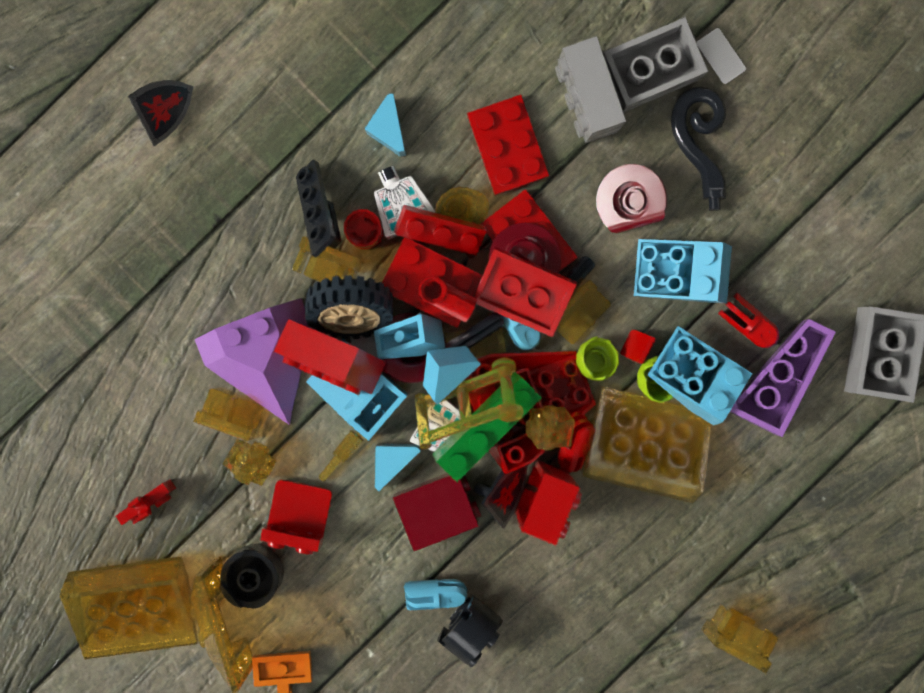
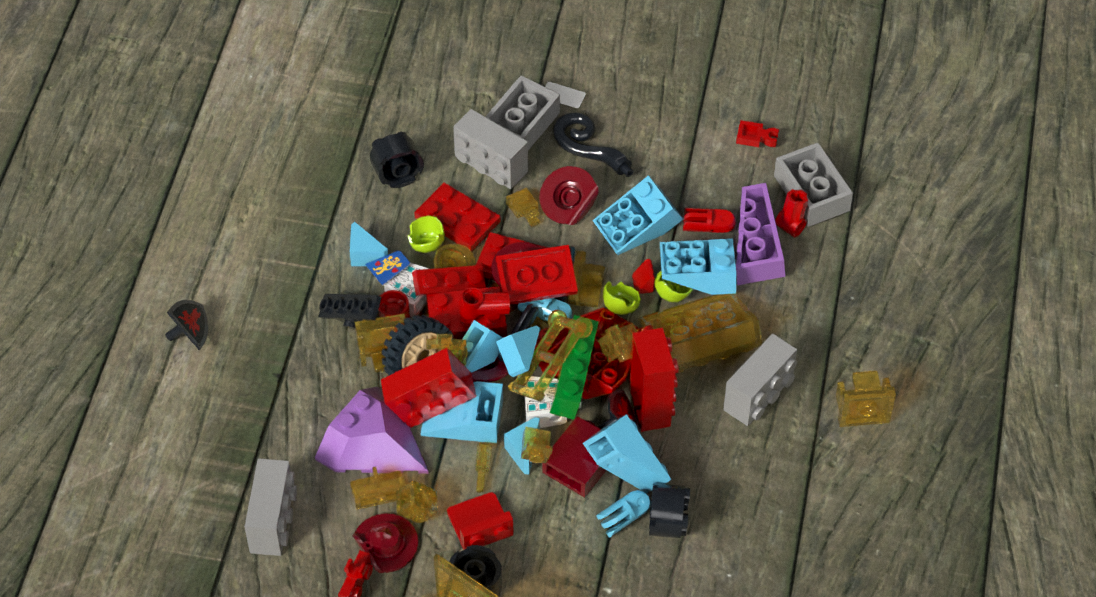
camera: 30 degrees left, 35 degrees down
(107, 382) = (270, 507): none -> light grey brick
(199, 474) = (389, 541): none -> dark red hat
(373, 329) = (456, 346): none -> clear yellow bracket
(391, 488) = (536, 445): none -> clear yellow bracket
(392, 172) = (388, 266): none -> blue sticker
(457, 153) = (426, 234): none -> lime hair
(464, 556) = (627, 455): none -> medium azure slope
(486, 38) = (396, 160): none -> black brick
(582, 174) = (524, 204): none -> clear yellow plate
(659, 550) = (760, 380): none -> light grey brick
(838, 378) = (792, 215): none -> red piece
(875, 243) = (753, 133): none -> red plate

